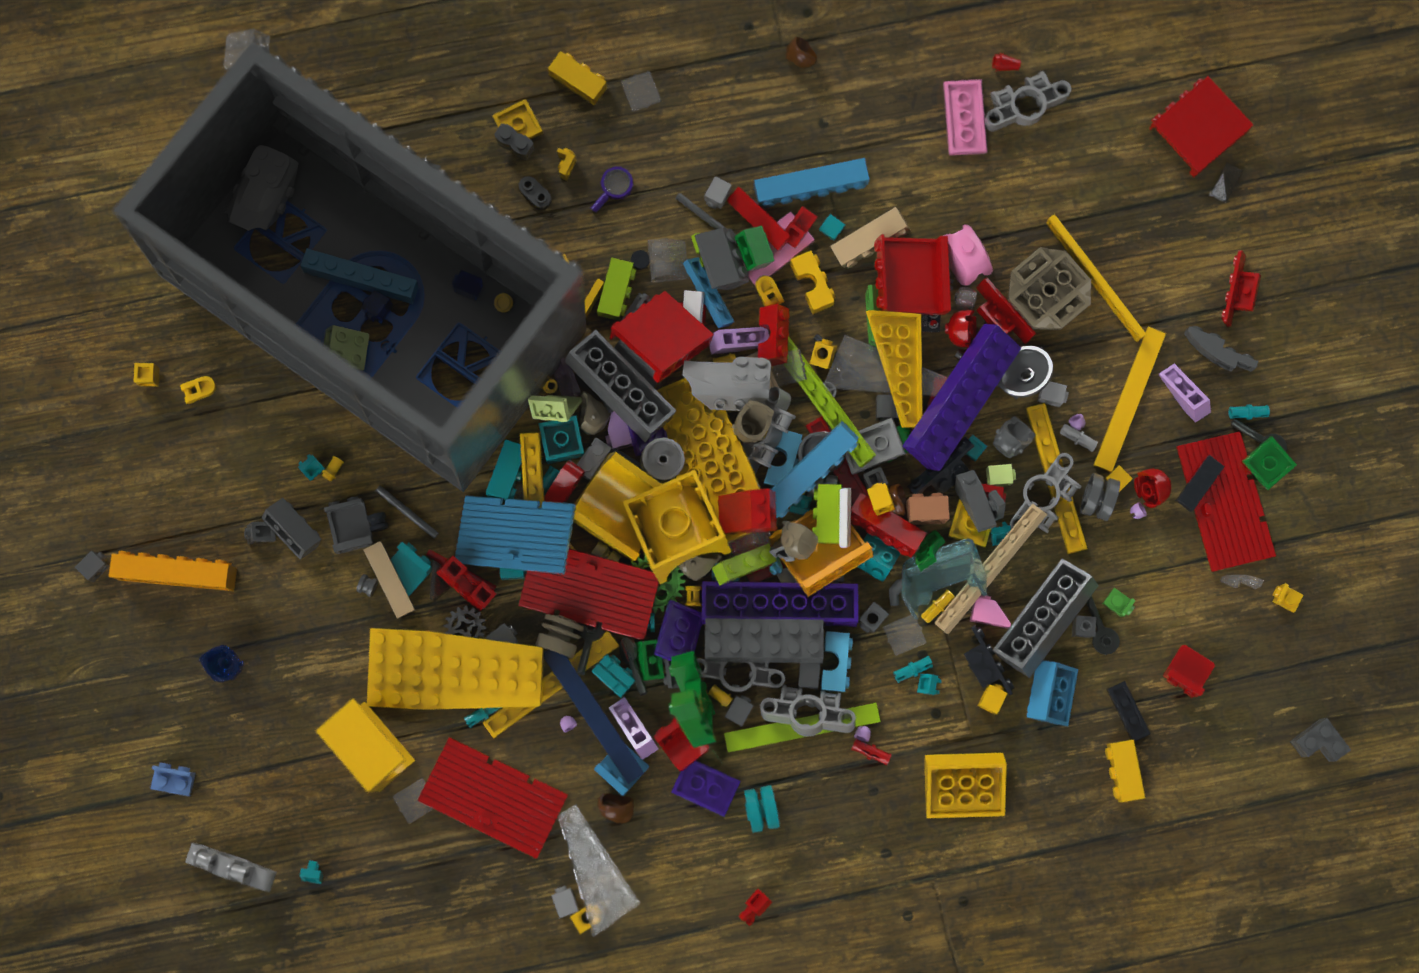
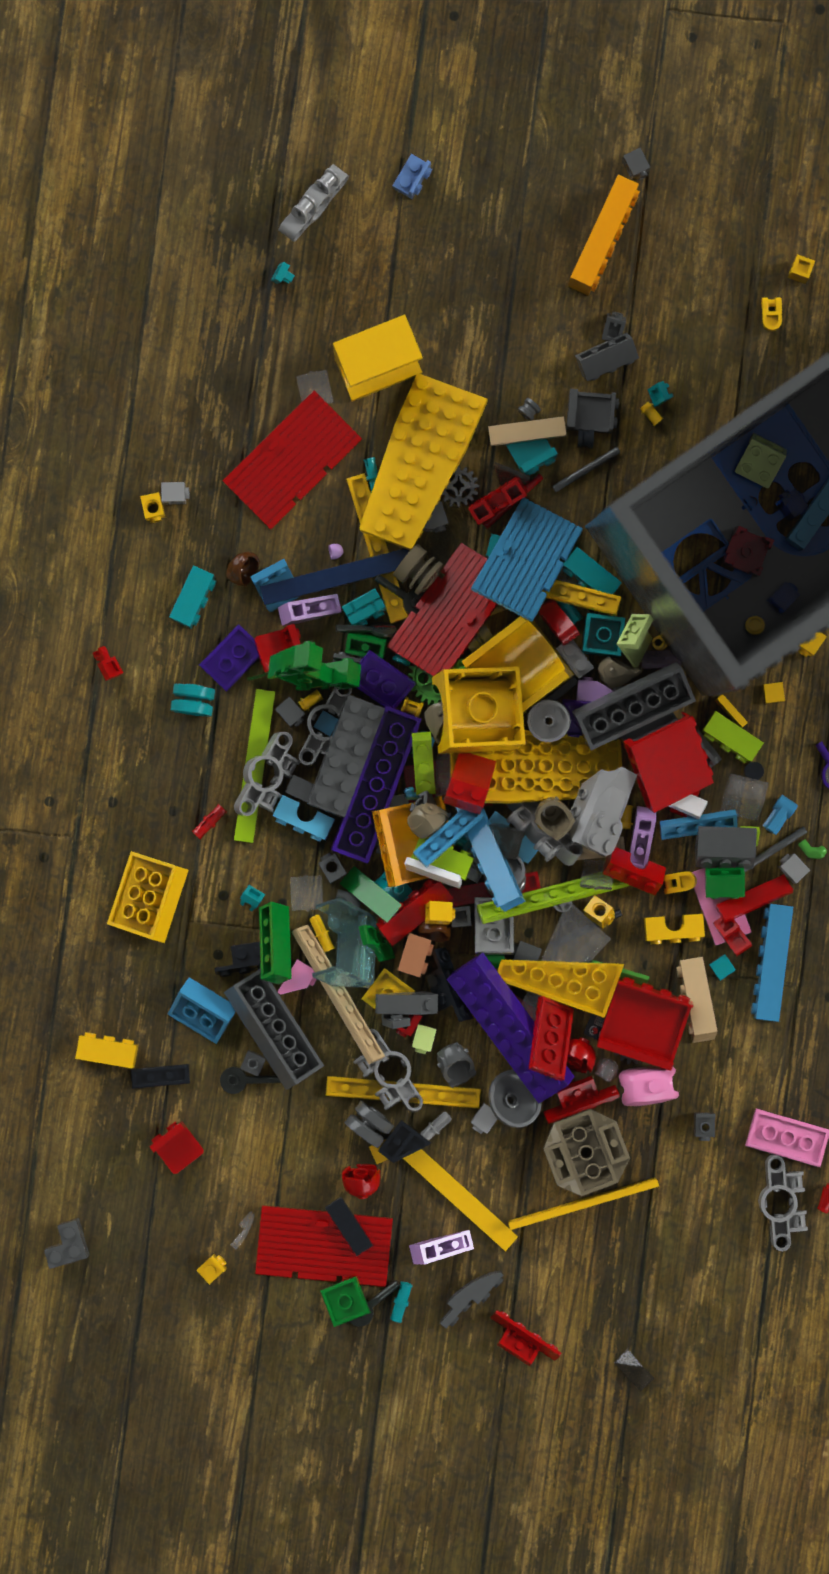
camera: 110 degrees right, 5 degrees up
(221, 663) = (501, 253): clear blue helmet -> none
(436, 333) = (746, 551): none -> dark red panel
(598, 878) = (183, 530): clear wing -> none
(660, 846) = (193, 597): none -> teal brick
(668, 221) = (782, 810): none -> dark azure piece
(697, 182) = (812, 852): none -> bright green arm
(737, 673) = (326, 723): none -> dark azure tile
(787, 459) = (508, 839): none -> clear smoke slope
(807, 516) = (446, 836): none -> dark azure plate
(863, 733) = (228, 819): lavender hinge -> none
(885, 571) = (370, 894): none -> sticker
(913, 669) = (271, 885): teal pin -> none
(959, 354) = (551, 1038): none -> red tile
(965, 644) = (275, 943): none -> green brick
(978, 198) = (699, 1120): none -> dark grey brick
(978, 448) = (459, 1027): teal tile -> none
(992, 698) = (217, 952): yellow brick -> none
(999, 533) = (369, 1017): teal tile -> none
(1077, 421) = (450, 1132): lavender hinge -> none
(1104, 460) = (402, 1142): none -> black wing
(1119, 603) = (264, 1106): bright green bracket -> none
(1138, 510) = (344, 1159): lavender hinge -> none
(1201, 124) = (699, 1366): red panel -> none

